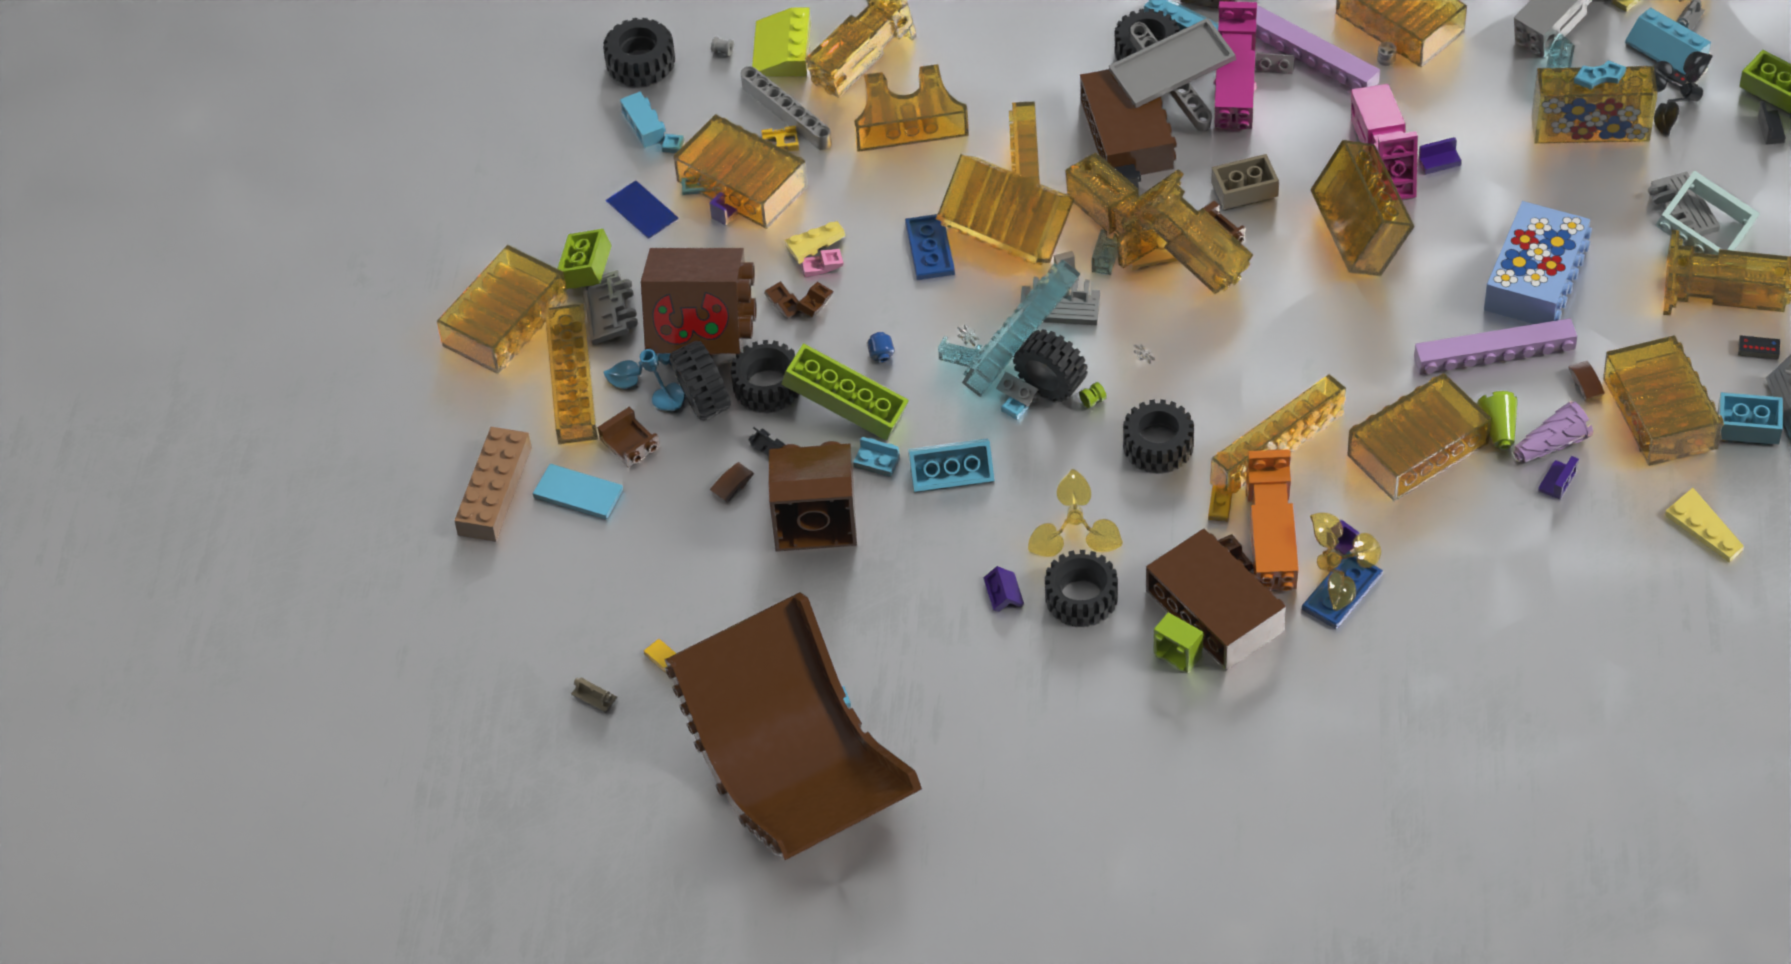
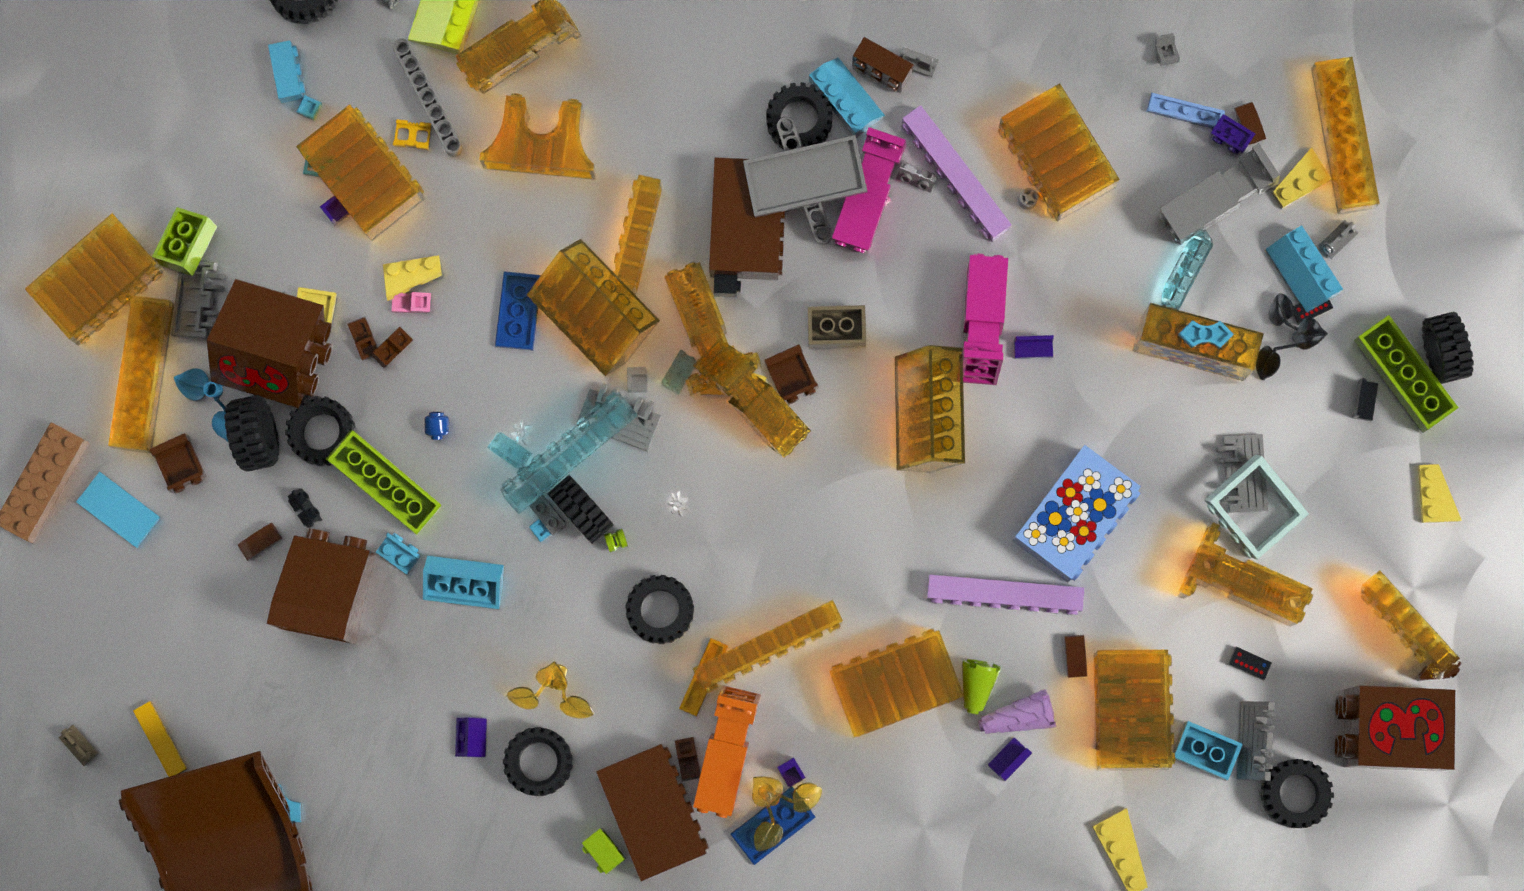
camera: 15 degrees right, 30 degrees up
(642, 209) = (260, 181): clear blue piece -> none

